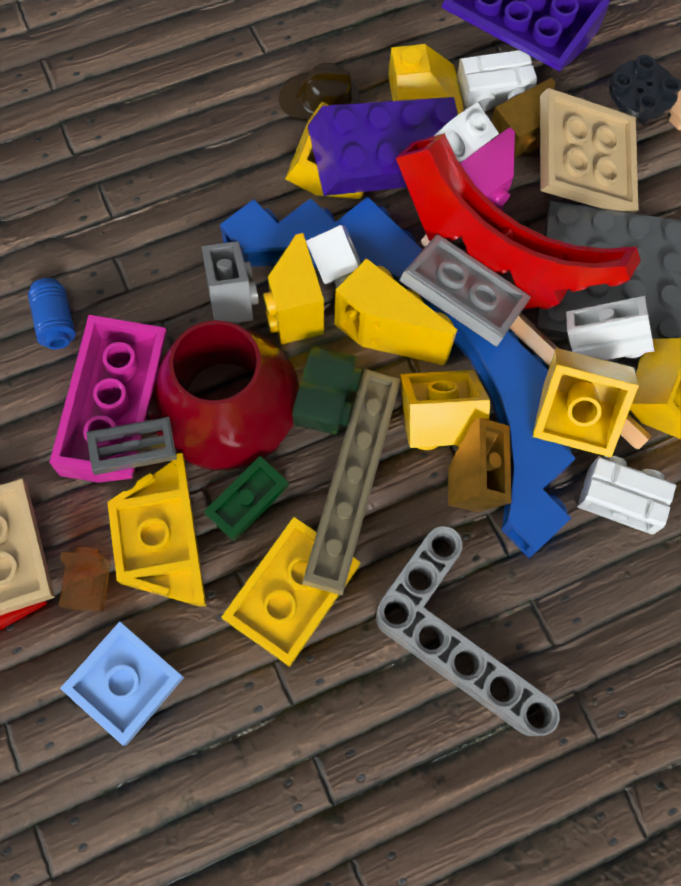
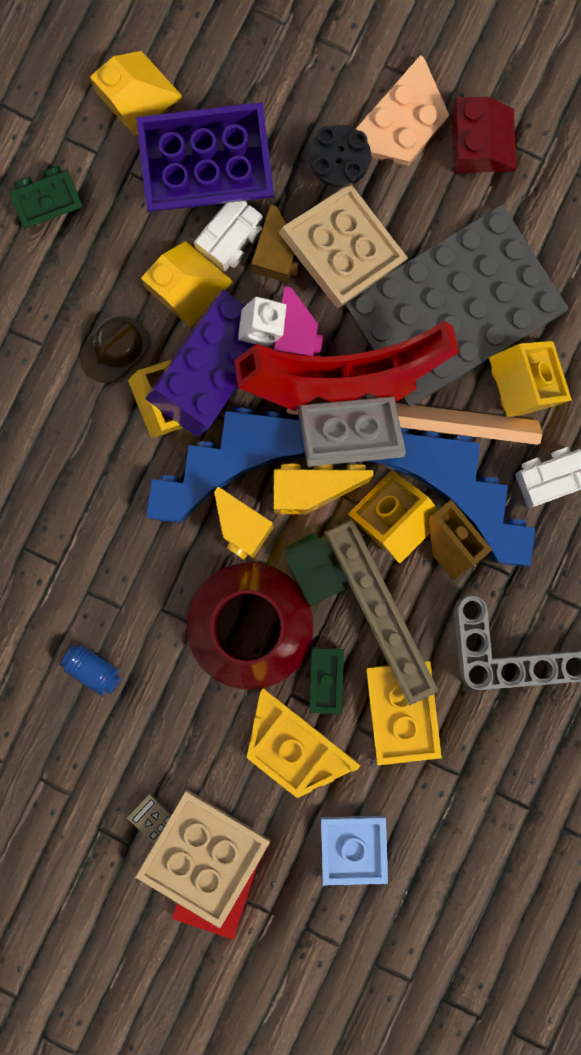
camera: 35 degrees left, 15 degrees up
(84, 579) = (275, 813): clear orange bracket -> none
(107, 390) = (190, 696): dark pink slope -> none
(135, 460) = (220, 740): dark grey tile -> none
(229, 282) = (191, 555): light grey brick -> none
(334, 255) = (246, 478): white brick -> none
(585, 402) = (486, 446): yellow slope -> none
(611, 329) = (462, 377): white brick -> none

